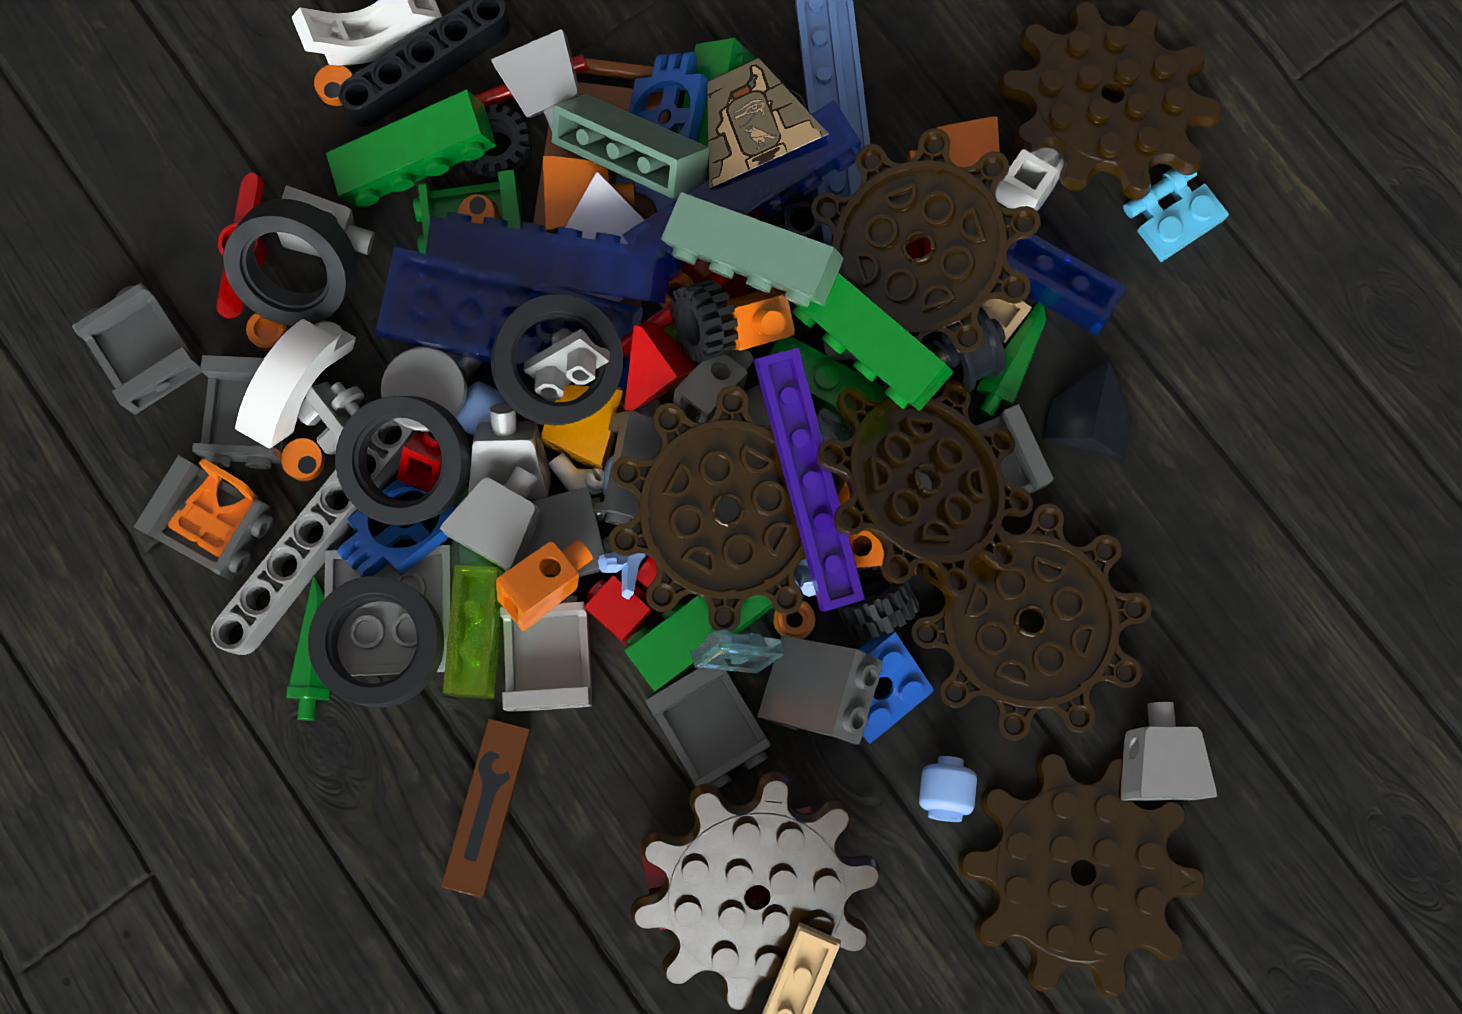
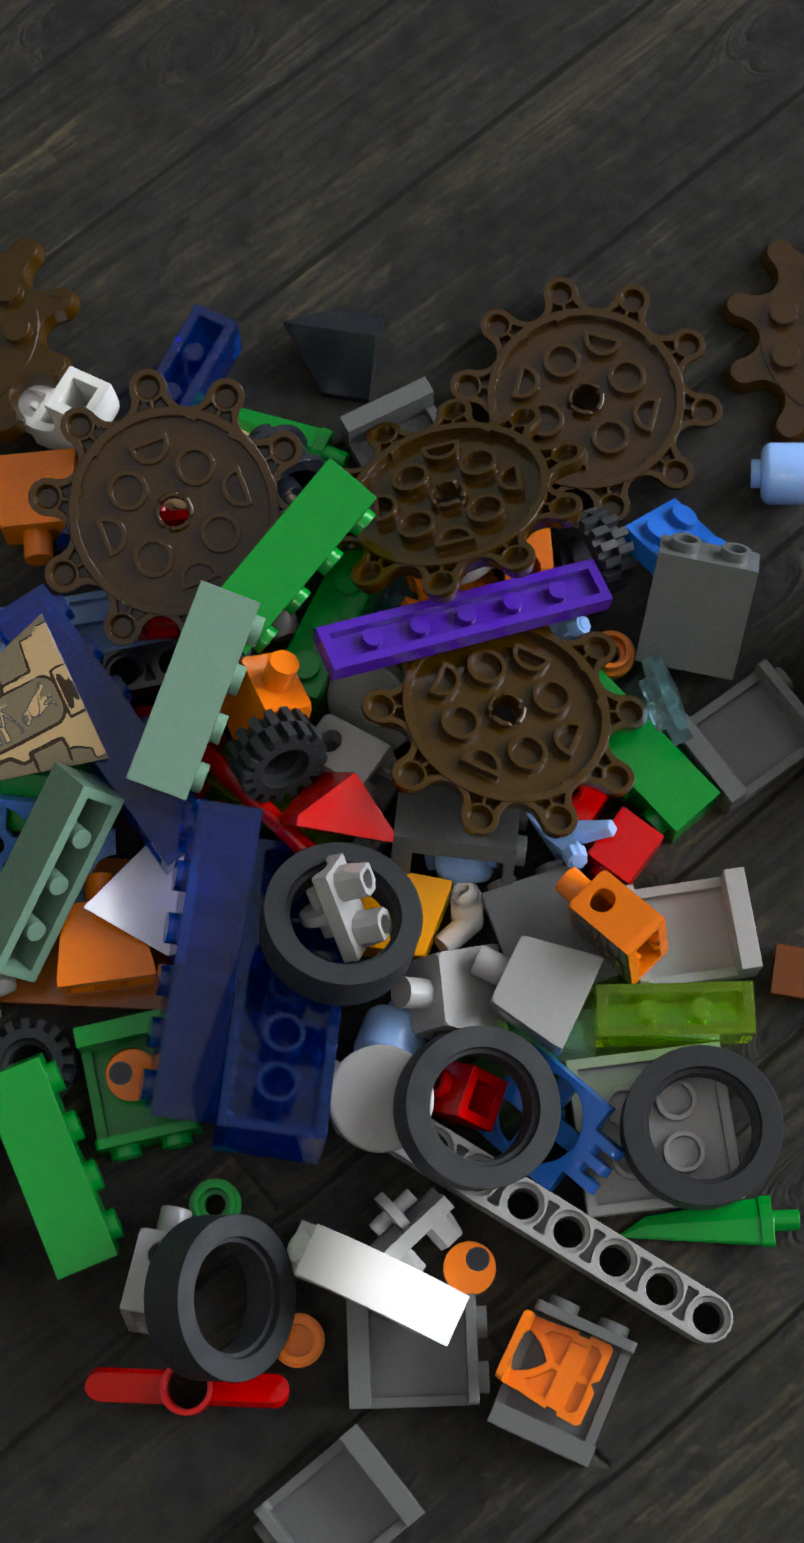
camera: 95 degrees left, 5 degrees down
(366, 268) = (212, 1188): none -> green plate
(1165, 760) = (726, 256): light grey torso -> none
(1181, 222) = (99, 264): medium azure plate -> none

